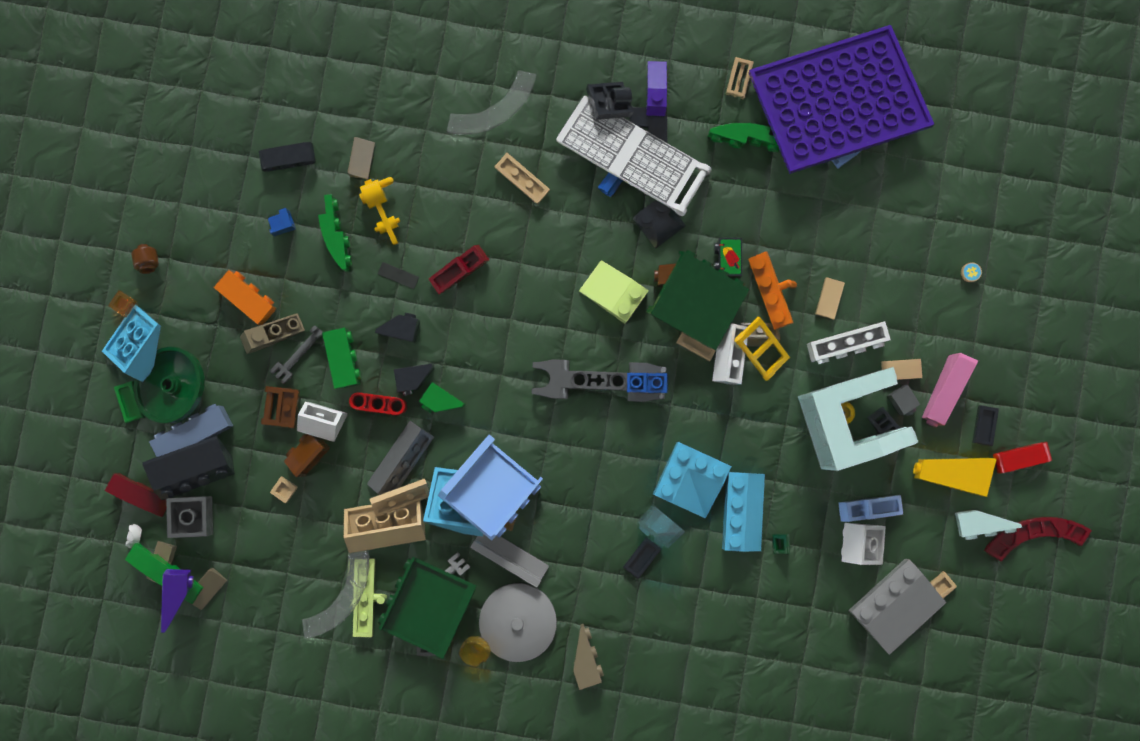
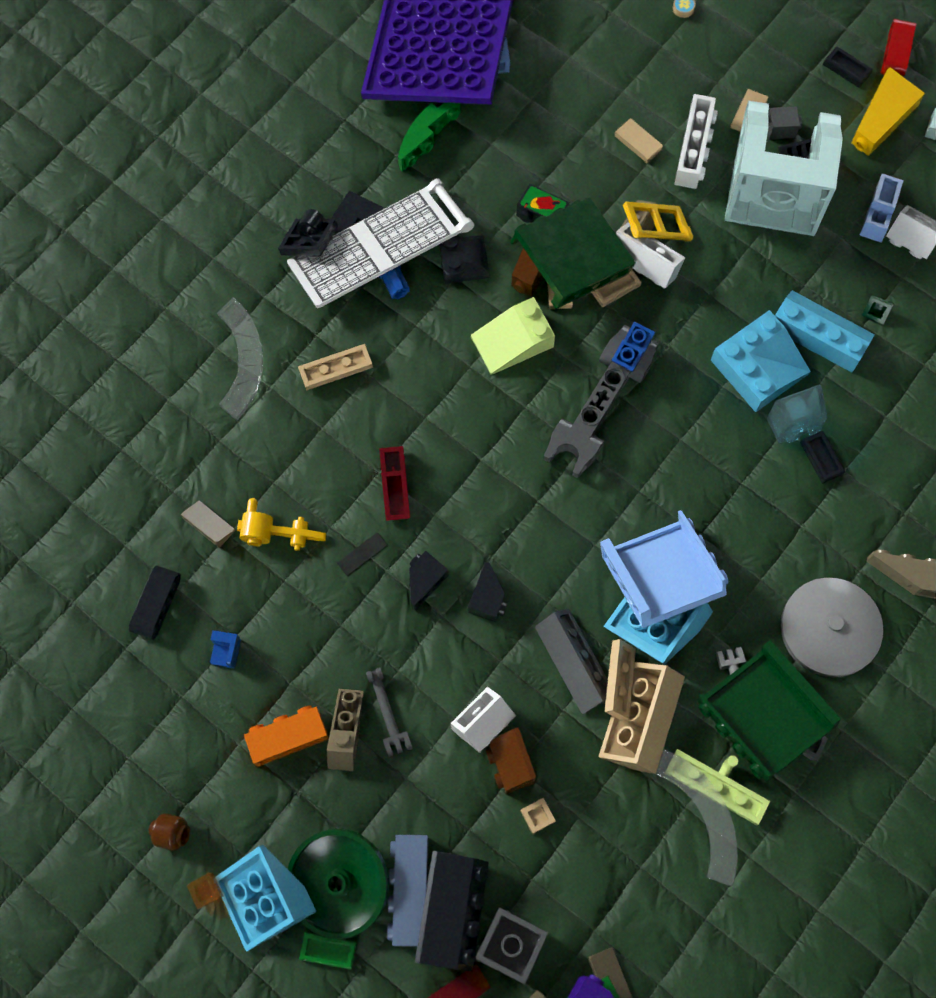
camera: 60 degrees left, 15 degrees down
(286, 407) = (442, 758): reddish brown plate -> none
(335, 241) = (283, 599): green slope -> none
(341, 358) = (421, 662): green brick -> none
(369, 400) = (500, 637): red beam -> none
(439, 400) = (529, 578): green slope -> none
(474, 651) = (844, 689): clear yellow hair -> none
(511, 558) = (752, 595): light grey panel -> none
(656, 88) = (325, 188): dark purple slope -> none
(735, 93) = (355, 117): tan tile -> none
(772, 290) = (600, 185): orange plate -> none
(949, 388) = (792, 74): bright pink slope -> none

